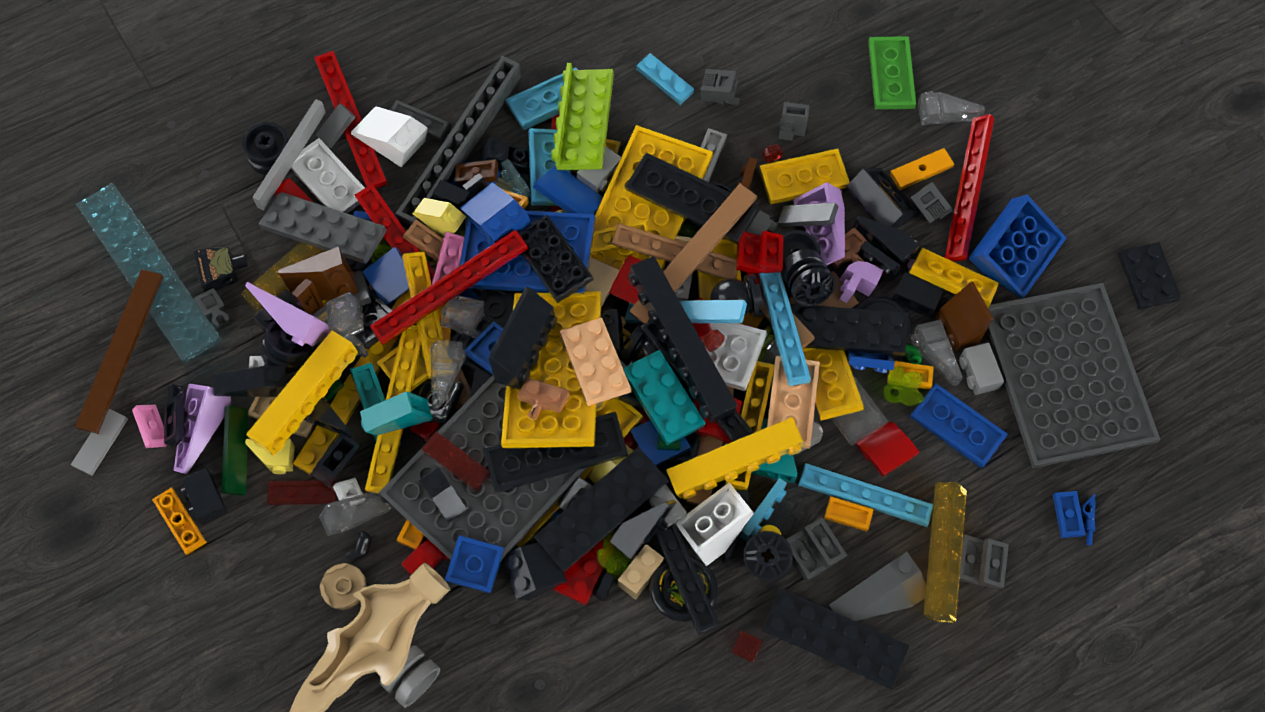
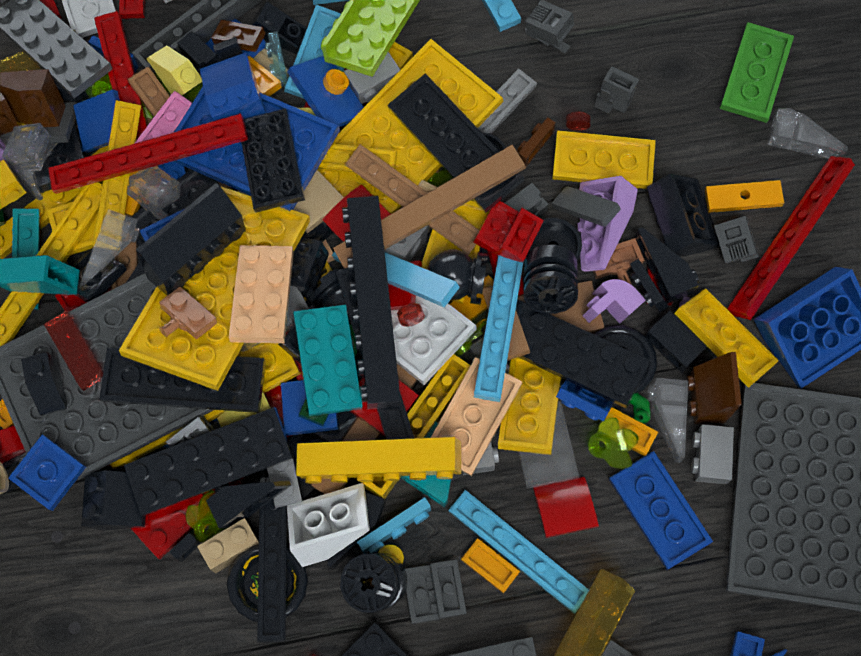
camera: 25 degrees right, 5 degrees up
(573, 182) = (335, 81): none -> light orange tile

